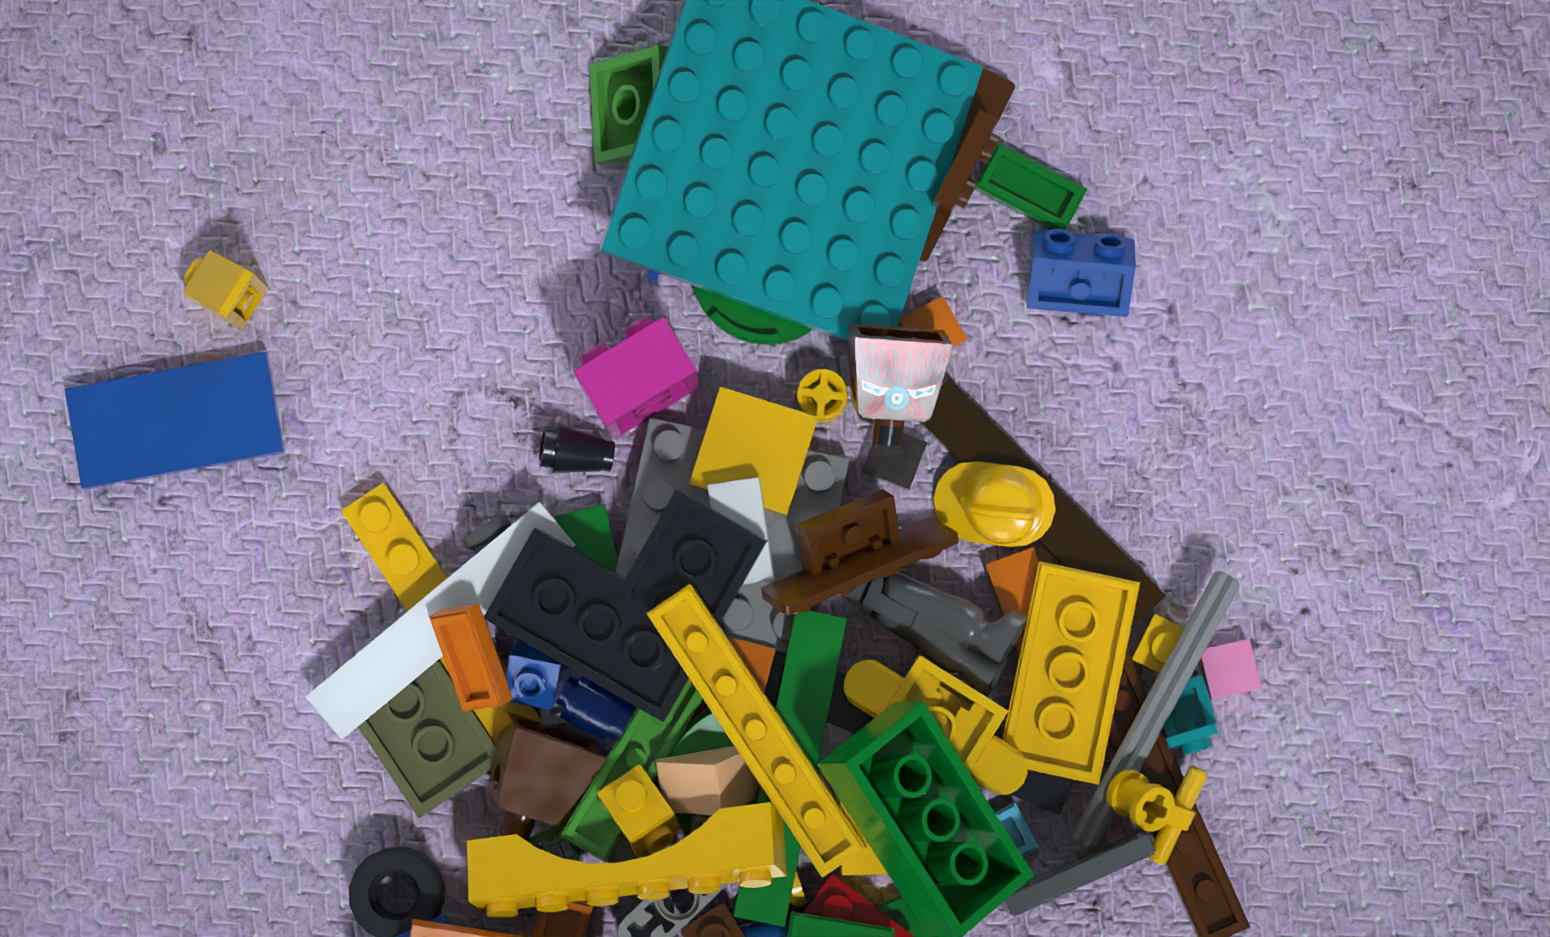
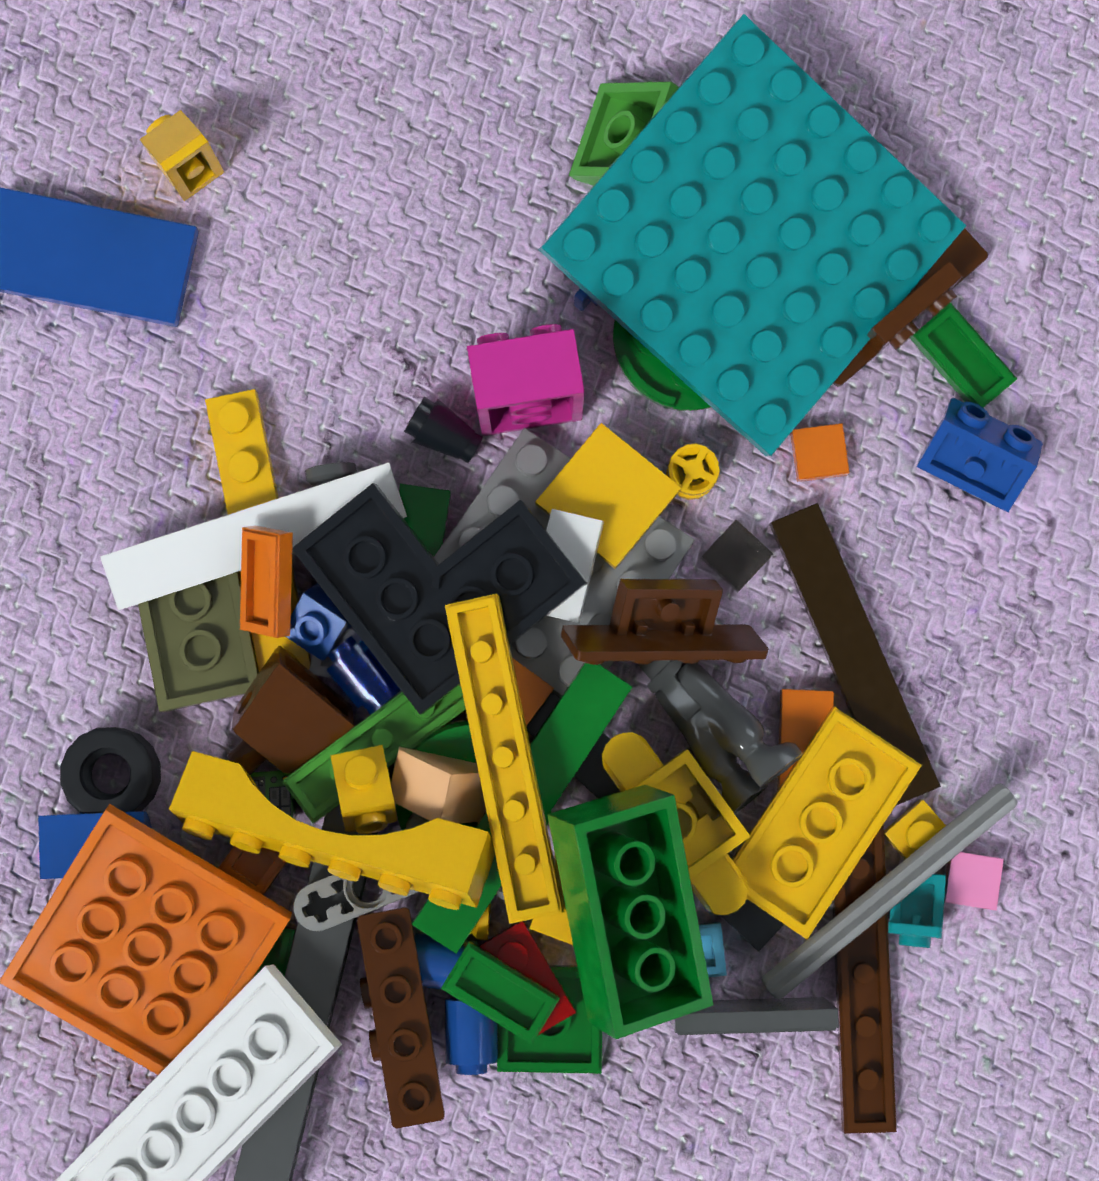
camera: 25 degrees right, 0 degrees up
(895, 375) = (769, 478): torso -> none
(994, 503) = (814, 636): yellow piece -> none
(1154, 806) = (853, 983): yellow piece -> none

